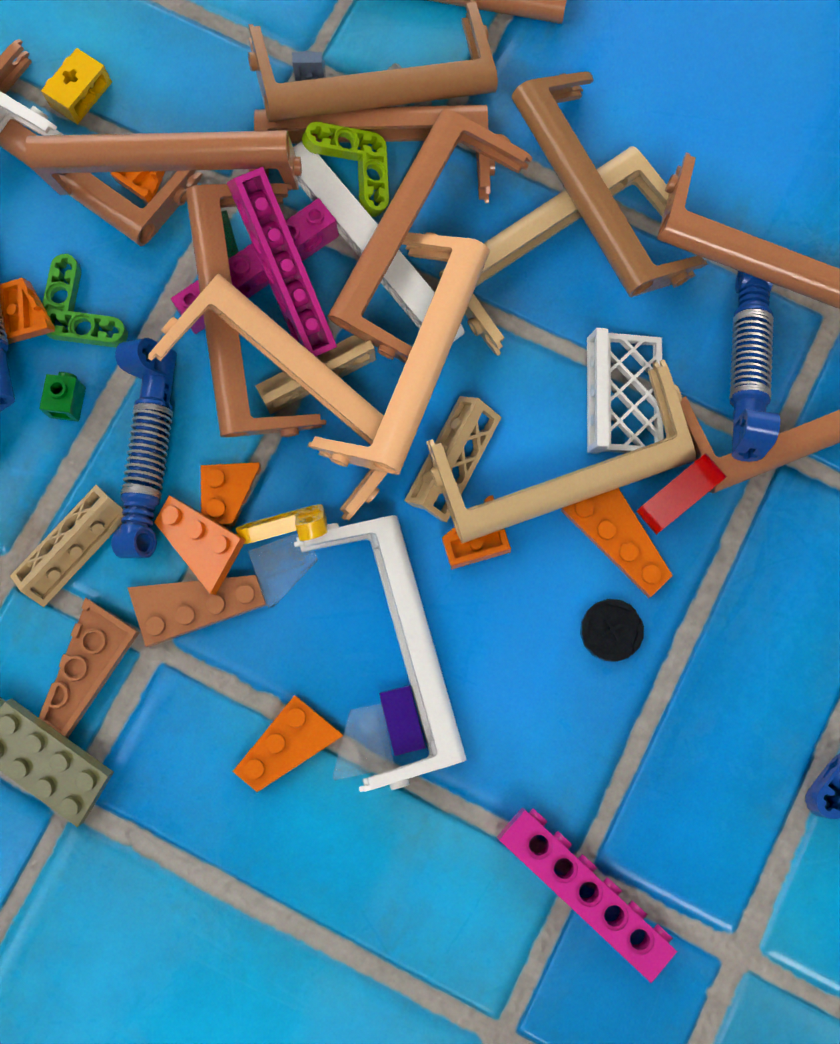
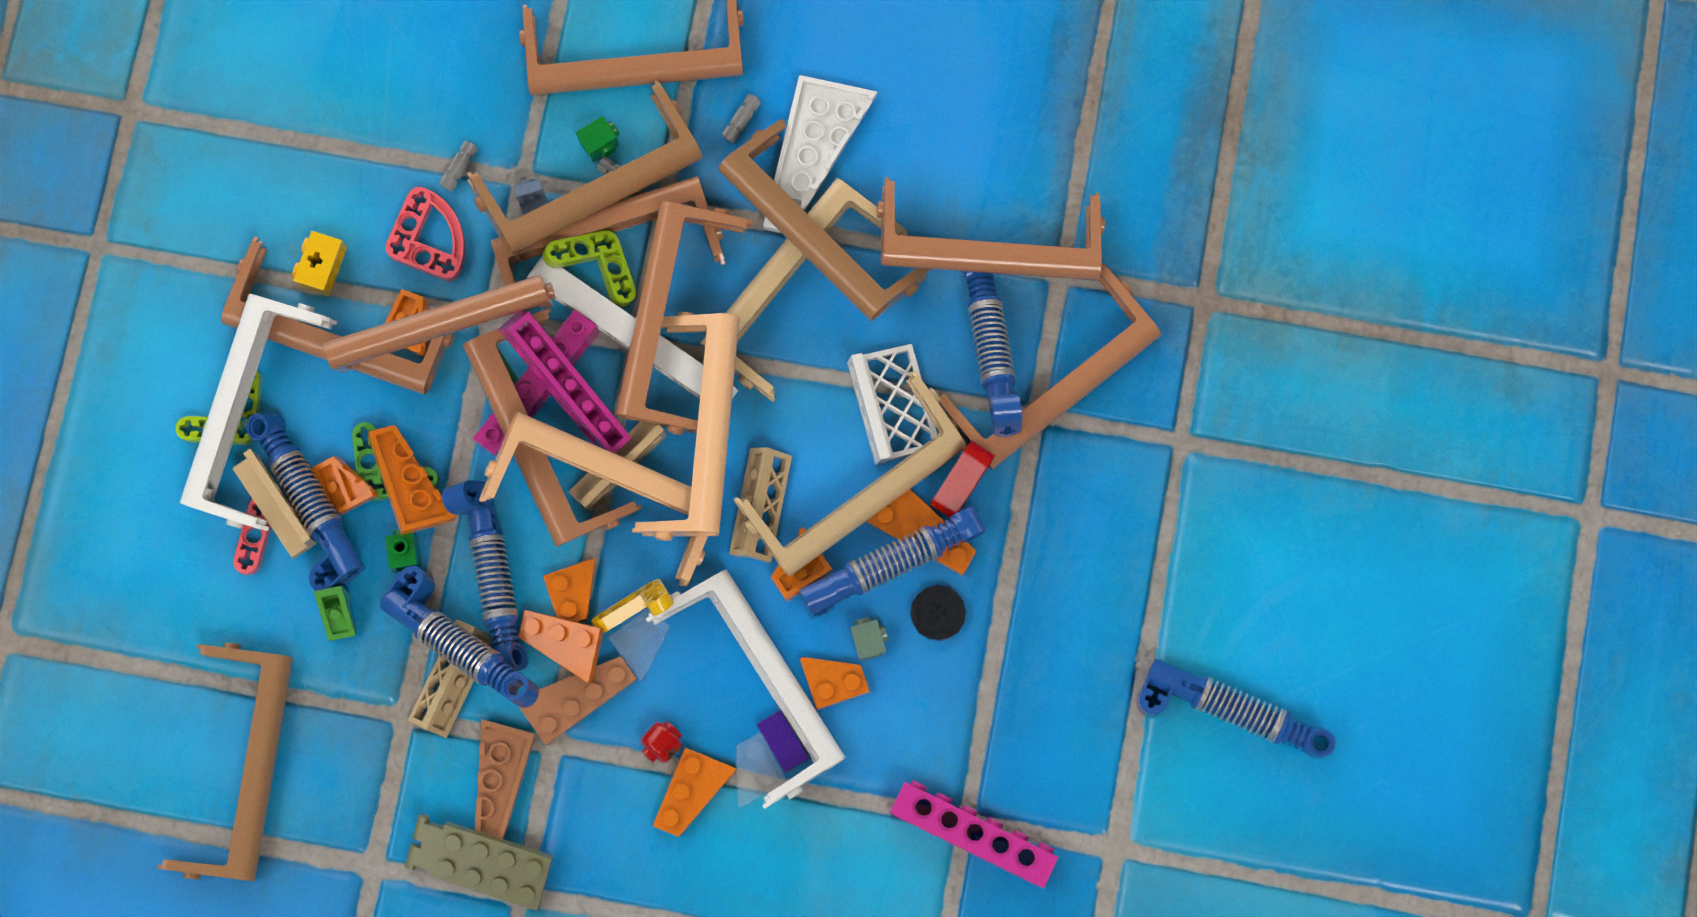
camera: 15 degrees left, 0 degrees up
(65, 486) = (439, 631): none -> blue piece
(87, 326) = (407, 484): none -> orange wing
(176, 96) = (413, 248): none -> coral beam
(234, 44) = (458, 165): none -> light grey axle
(269, 681) = (661, 742): none -> red head
(396, 42) = (598, 138): none -> green brick
(477, 670) = (833, 681): none -> orange wing
(529, 636) = (869, 638): none -> sand green brick
(549, 62) = (741, 118): none -> light grey axle
(589, 556) = (879, 567): none -> blue piece
(621, 99) = (816, 134): none -> white wing

